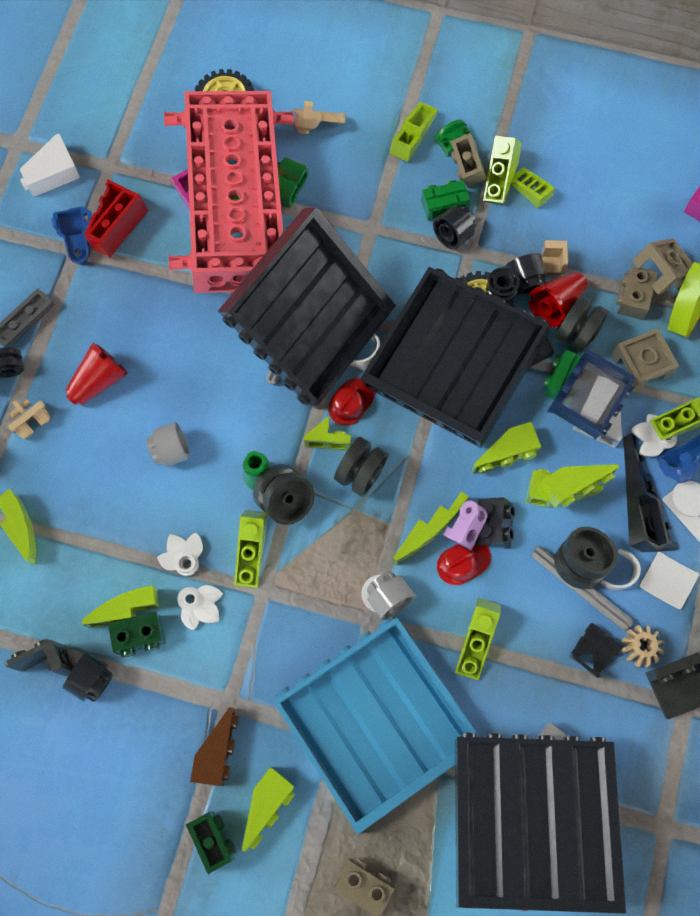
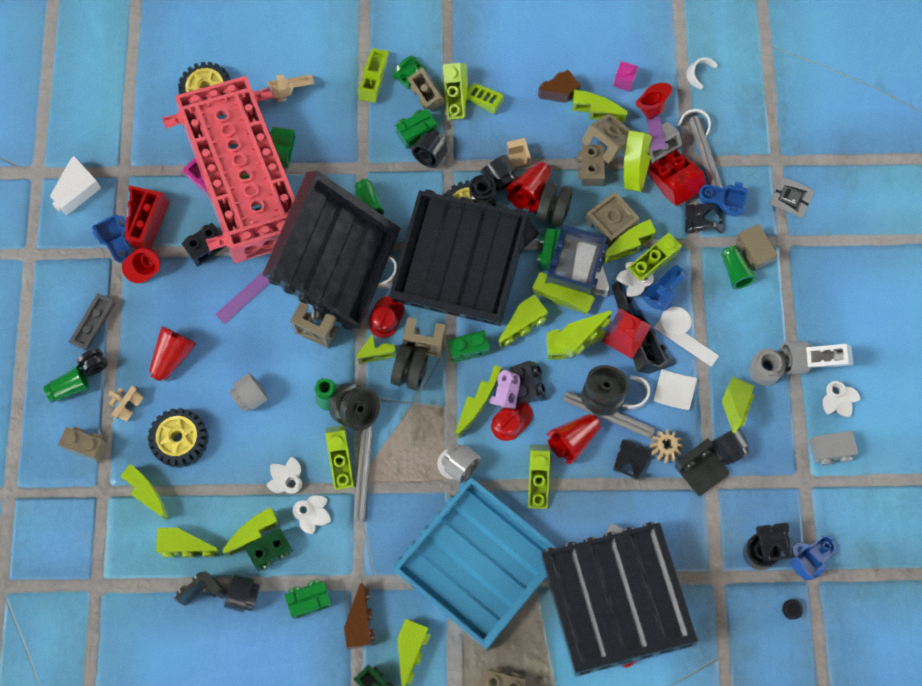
camera: 15 degrees left, 0 degrees up
(38, 595) = (178, 542): none -> lime slope
(66, 459) = (167, 427): none -> wheel
(95, 269) = (141, 265): none -> red piece
(159, 266) = (196, 244): none -> black brick
(164, 707) = (307, 599): none -> green brick
(194, 338) = (242, 298): none -> medium lavender sticker
(253, 385) = (304, 327): none -> dark tan panel
(271, 577) = (362, 475): none -> light grey axle
(369, 255) = (366, 193): none -> green plant
(397, 448) = (434, 344): none -> dark tan panel
(436, 461) = (468, 346): none -> green brick
(532, 603) = (573, 437): none -> red cone
(563, 432) = (563, 296): none -> lime slope
(622, 197) = (559, 88): none -> reddish brown slope
(628, 497) = (626, 333): none -> red slope
(659, 227) = (597, 106): none -> lime slope
(660, 391) = (630, 241): none -> lime slope

